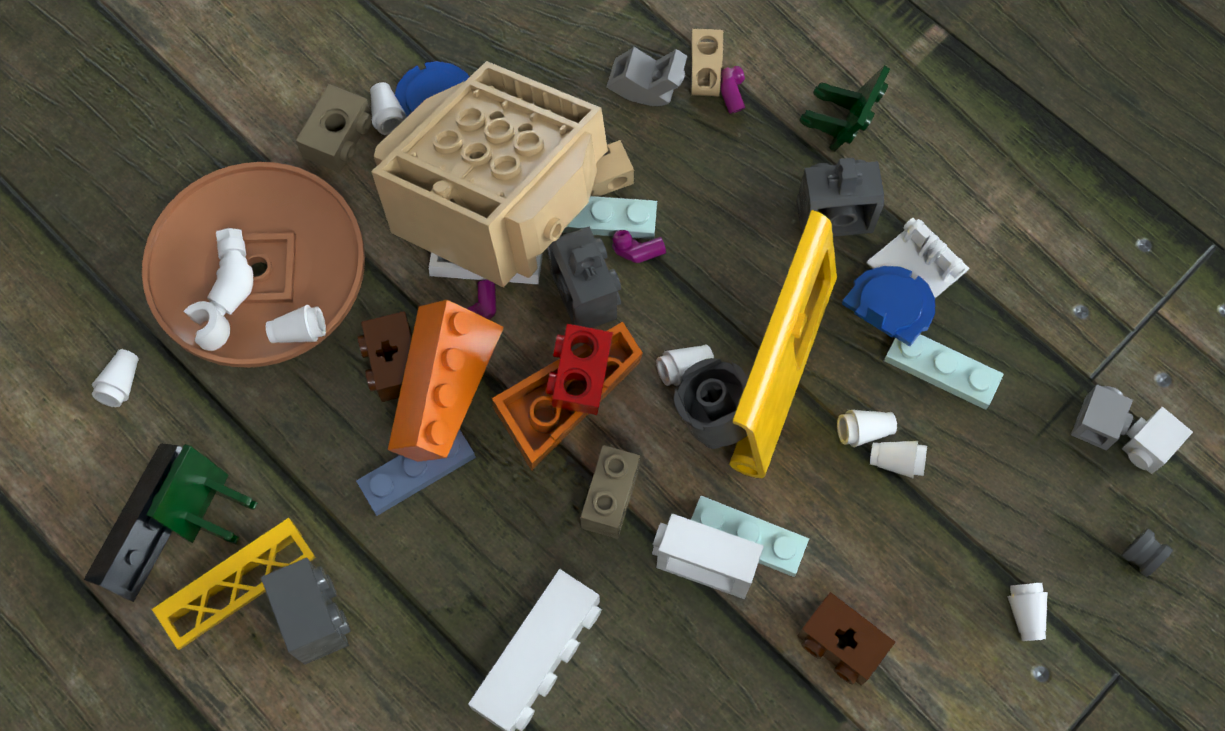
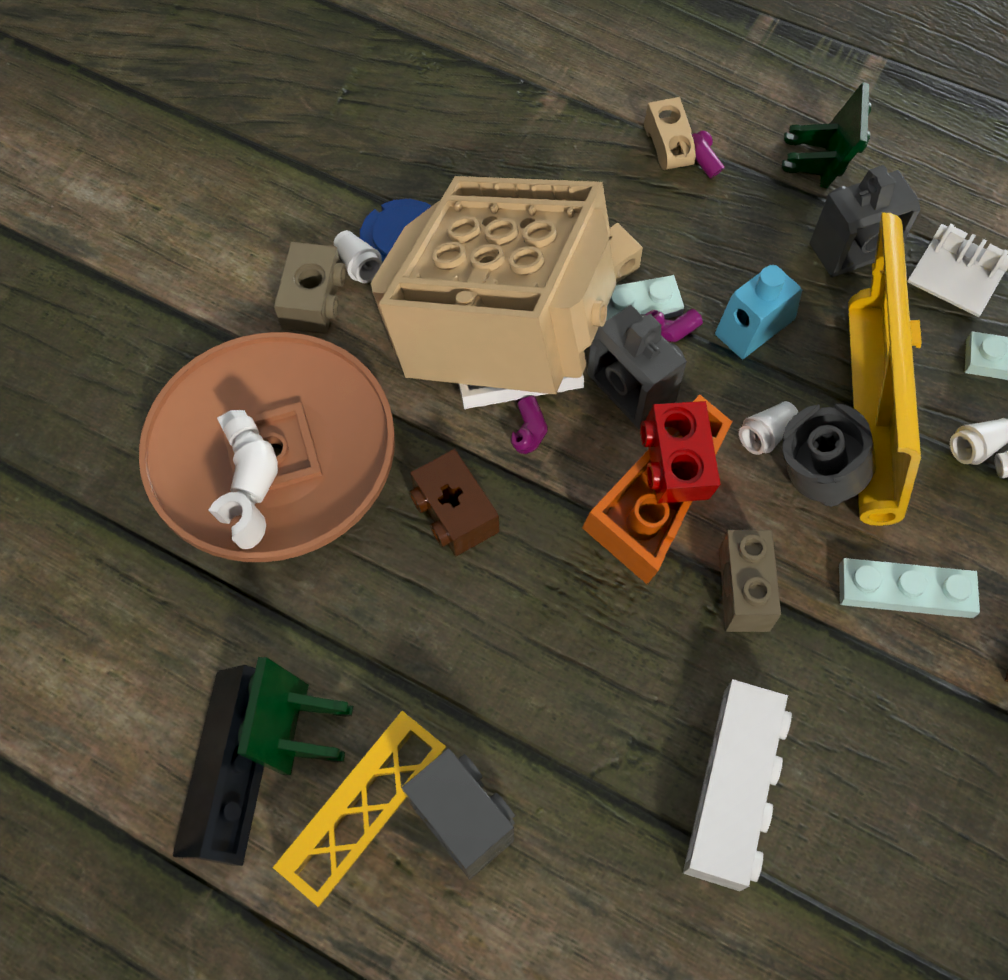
camera: 15 degrees left, 5 degrees down
(116, 379) = (145, 613): white cone -> none
(297, 326) = (342, 494): white cone -> none
(405, 476) = (520, 618): sand blue plate -> none
(440, 378) = (523, 509): orange wedge -> none
(646, 79) = (618, 162): light grey brick -> none
(706, 555) = (890, 617): white window -> none
(717, 256) = (768, 302): none -> medium azure torso
(893, 302) = (958, 309): blue piece -> none

